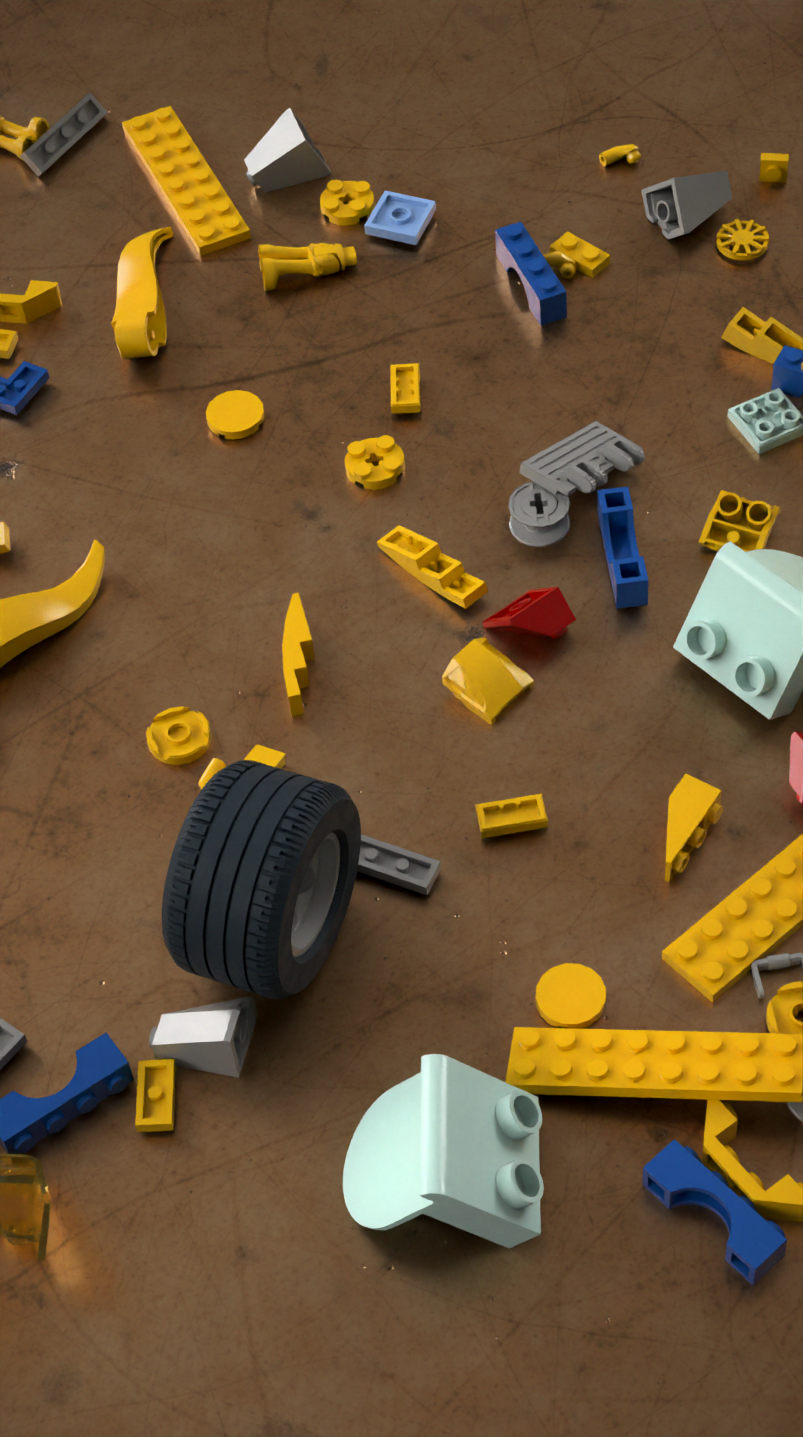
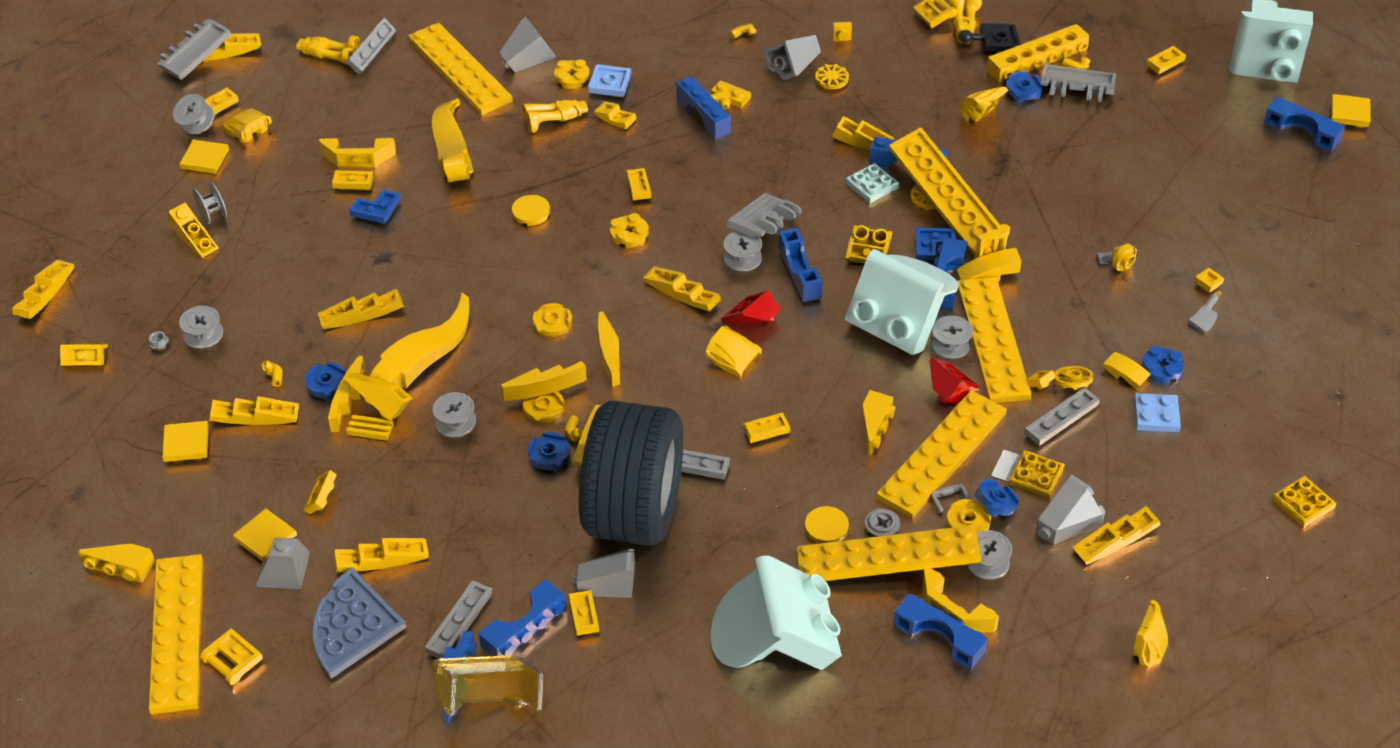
camera: 15 degrees left, 5 degrees down
(40, 736) = (454, 414): none -> light grey piece
(149, 808) = (549, 461): none -> blue plate
(175, 702) = (538, 384): none -> yellow slope
(225, 596) = (552, 320): none -> yellow tile
(394, 273) = (613, 115): none -> yellow slope
(667, 993) = (885, 517): none -> light grey gear

